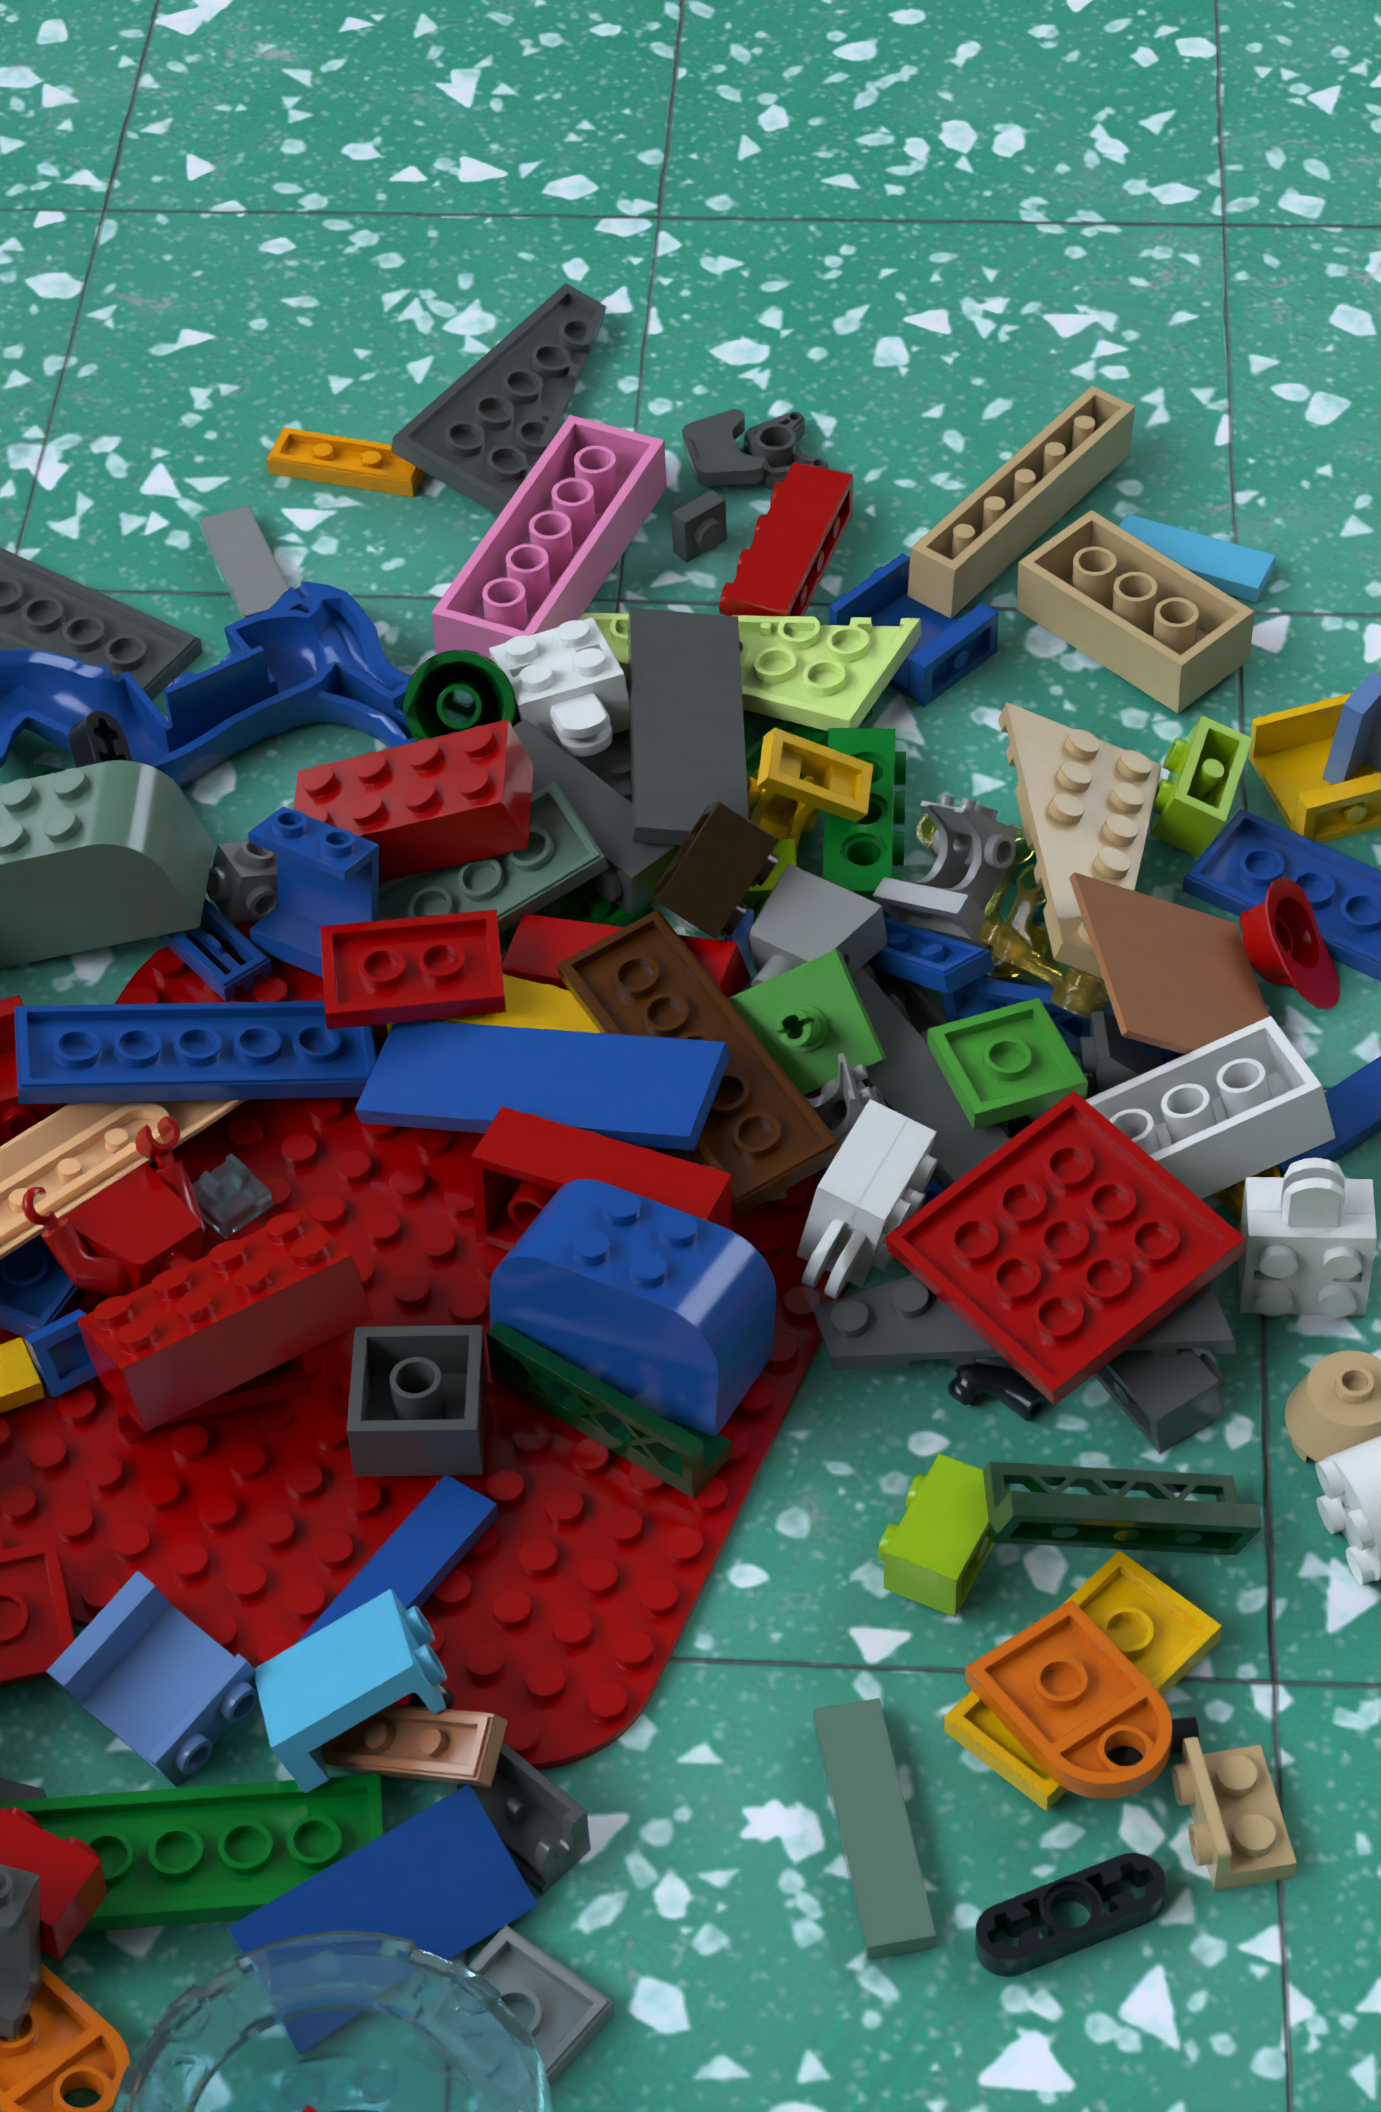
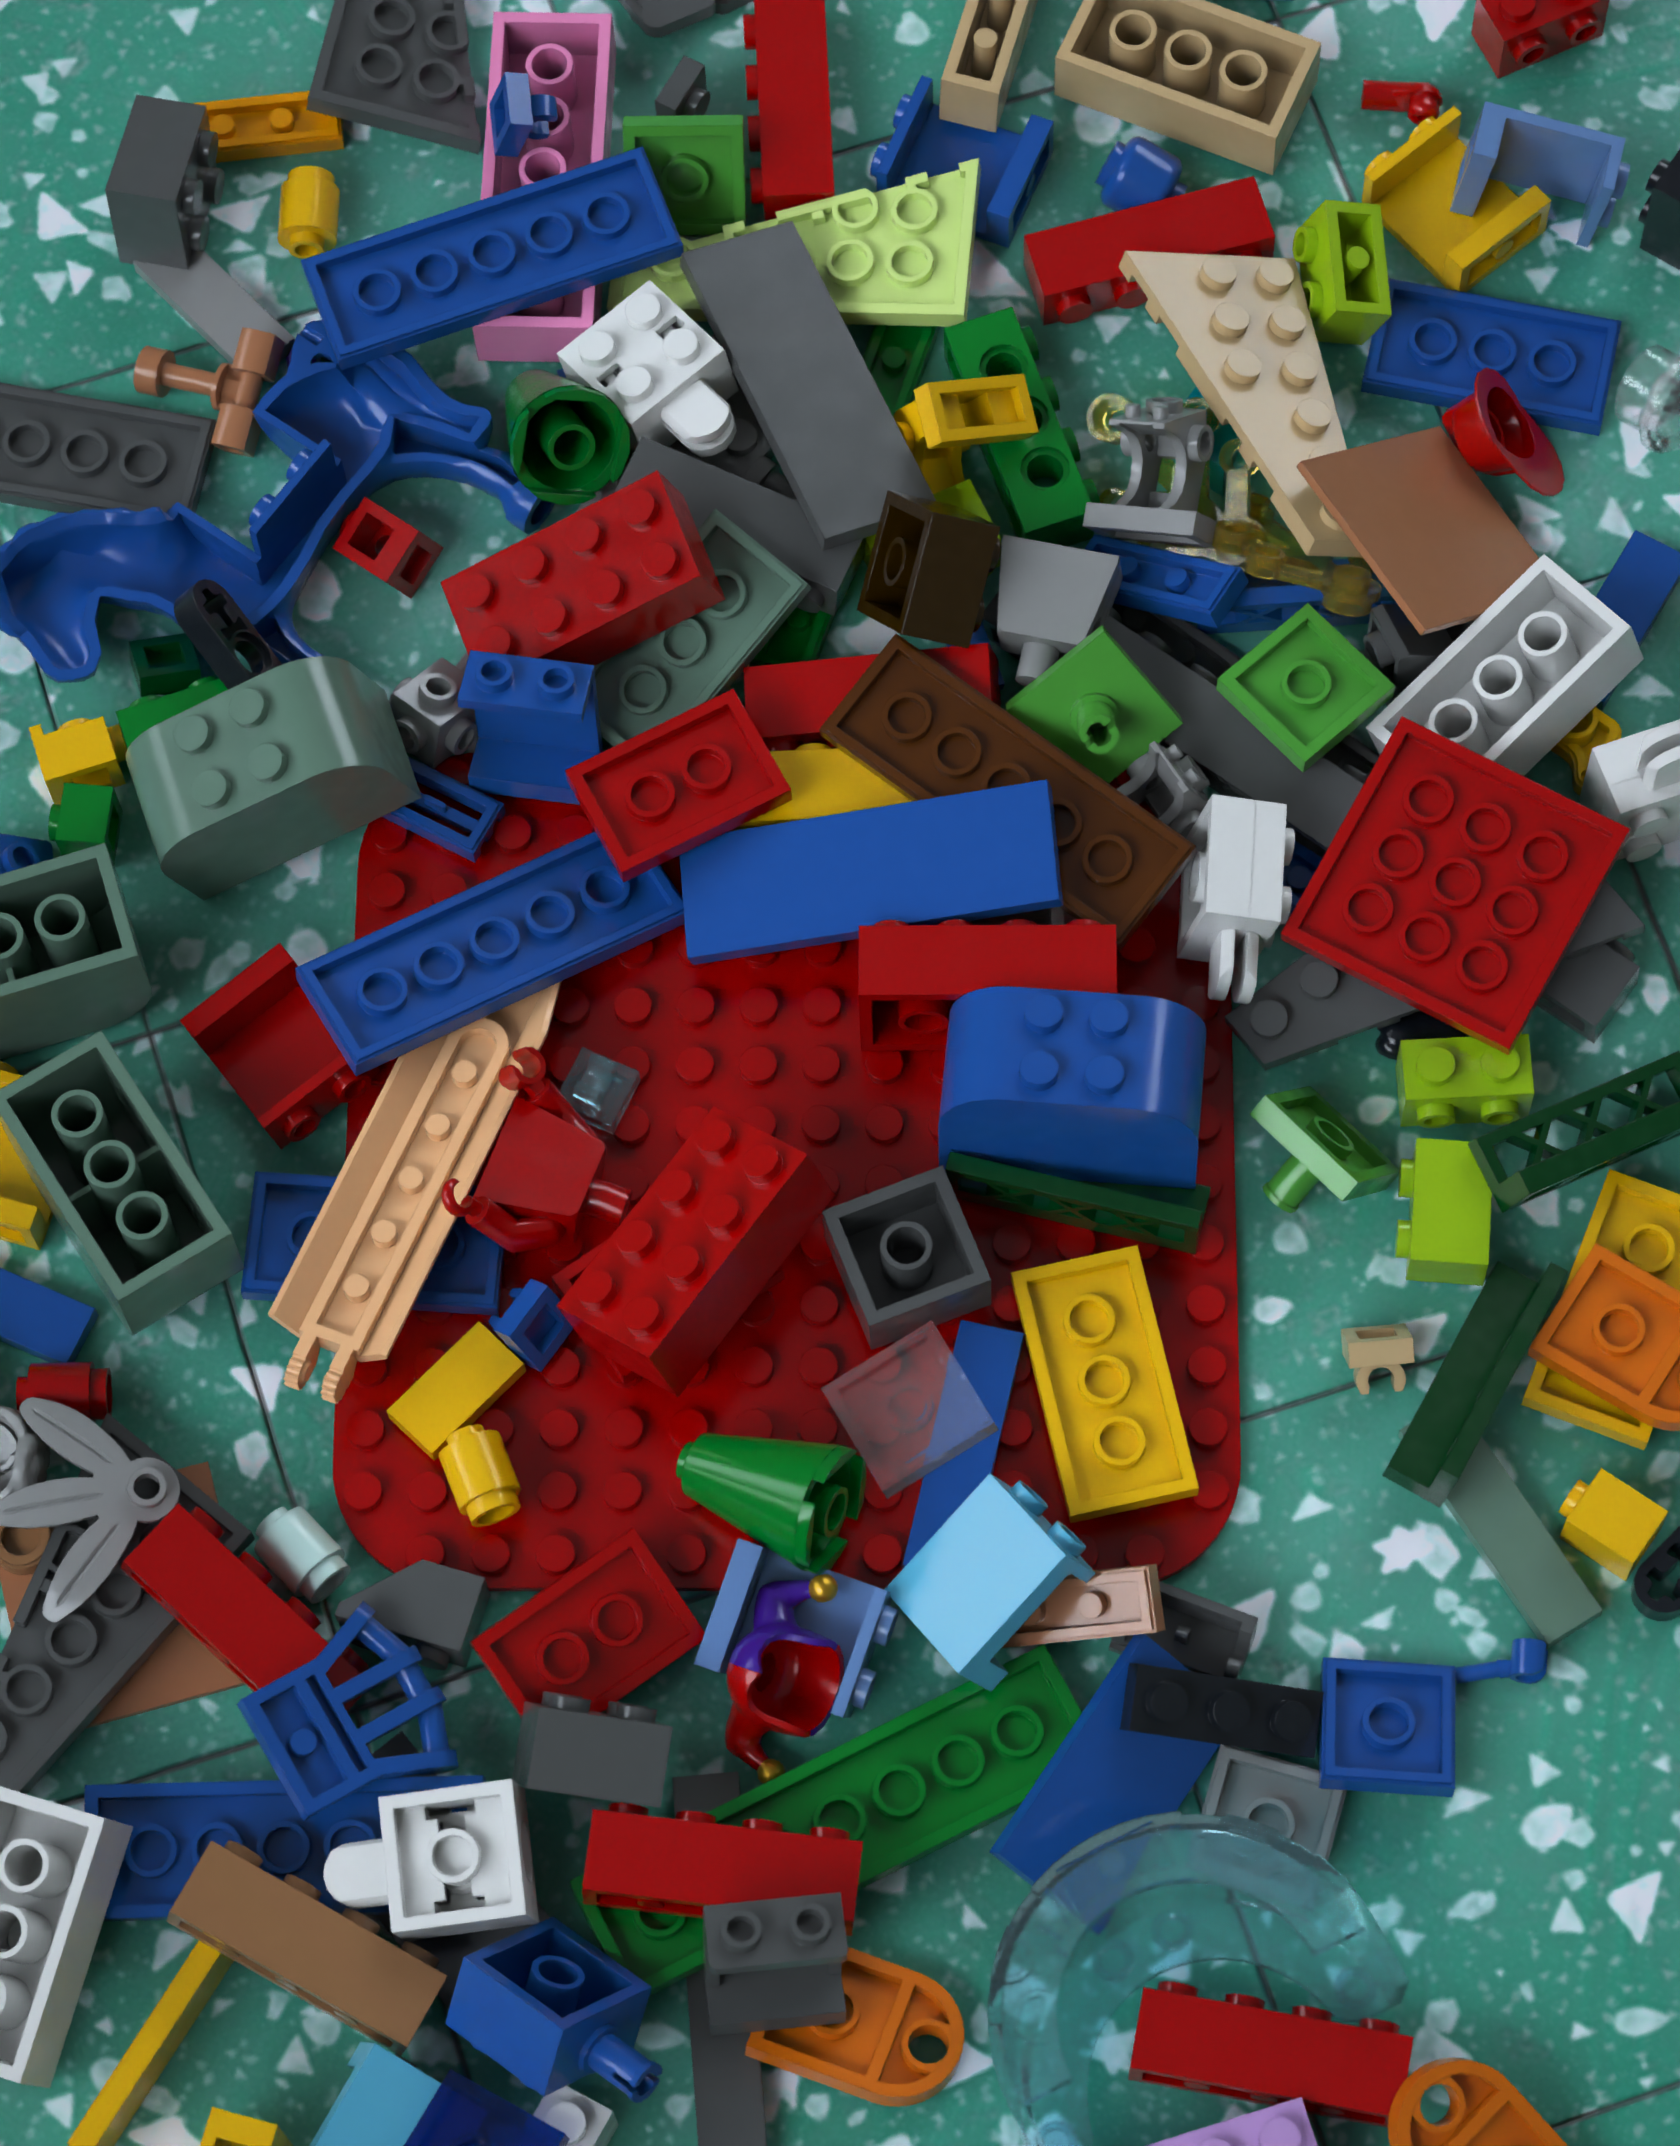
camera: 20 degrees left, 20 degrees up
(121, 1708) = (781, 1674): none -> red piece
(175, 595) = (232, 388): none -> nougat bar
(205, 1556) = (778, 1492): none -> green cone
(244, 460) = (164, 183): none -> dark grey brick
(278, 754) = (387, 547): none -> red brick
(355, 521) = (308, 212): none -> yellow brick
(358, 1530) = (909, 1409): none -> clear tile
(472, 569) = (492, 258): none -> blue tile
(514, 1886) = (1221, 1710): none -> black plate
(547, 477) = (519, 115): none -> blue tile
(548, 1571) = (1104, 1384): none -> yellow plate
(668, 562) = (696, 167): none -> bright green tile
(672, 1967) = (1387, 1727): none -> blue tile
(822, 1632) = (1378, 1348): none -> tan tile
(837, 1963) = (1526, 1665): none -> blue hand
(850, 1440) = (1320, 1148): none -> bright green tile
(895, 1687) = (1472, 1381): none -> dark green fence
(968, 735) = (1077, 264): none -> red brick
(979, 1857) = (1611, 1522): none -> yellow brick
(1011, 1425) = (1462, 1082): none -> lime brick
(1057, 681) = (1139, 175): none -> blue head
(1313, 685) = (1415, 98): none -> red arm

